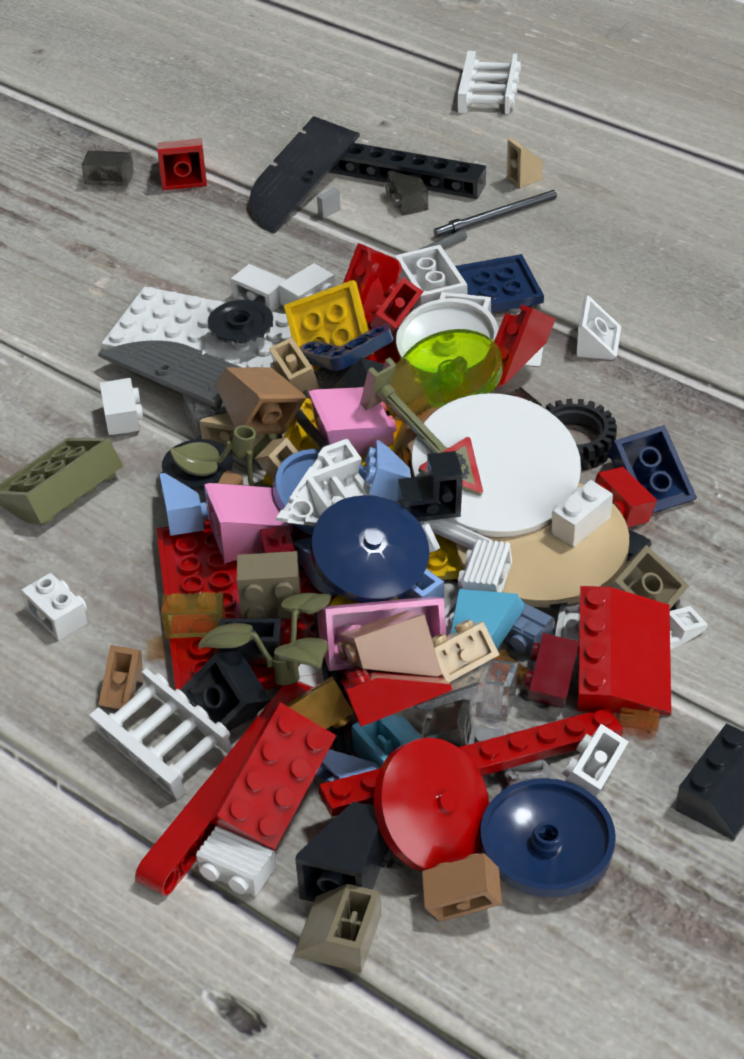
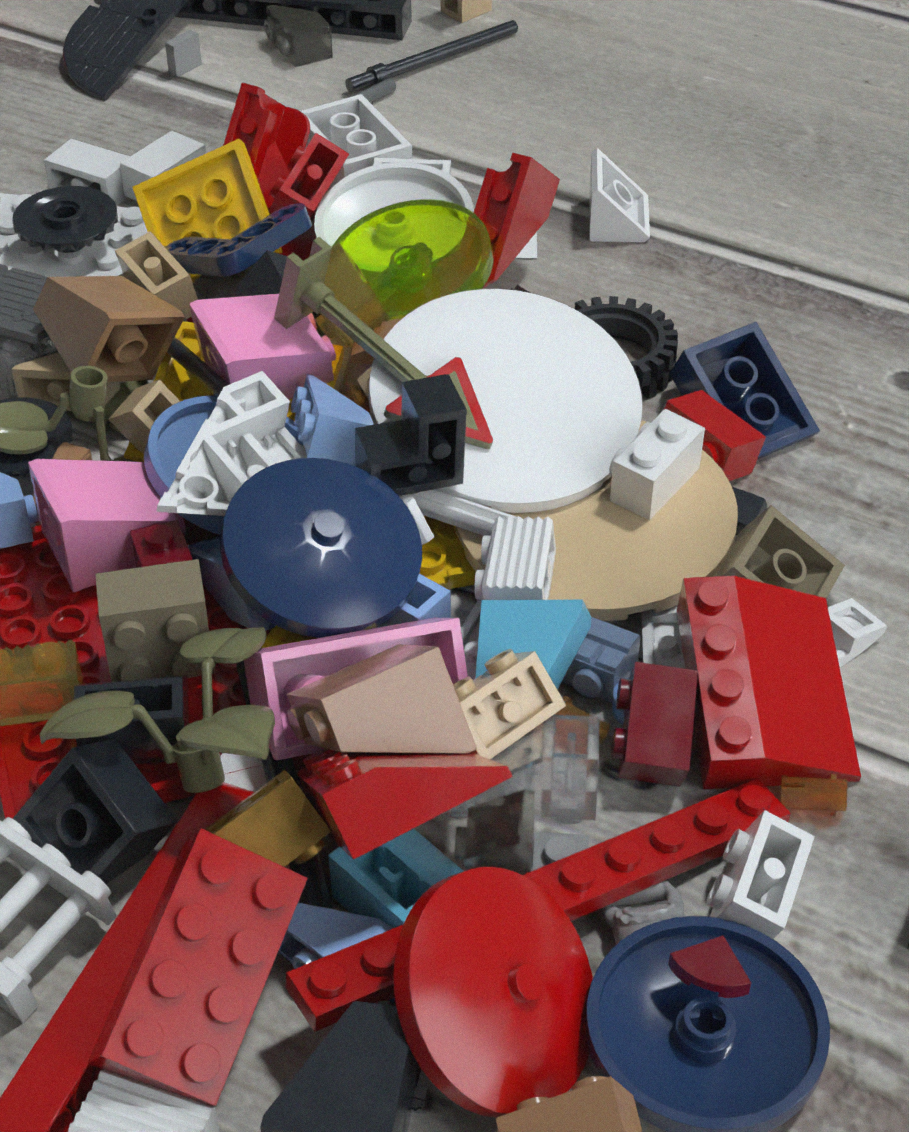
camera: 10 degrees left, 0 degrees up
(504, 280) = (465, 137): dark blue plate -> none
(553, 805) = (711, 967): none -> dark red tile

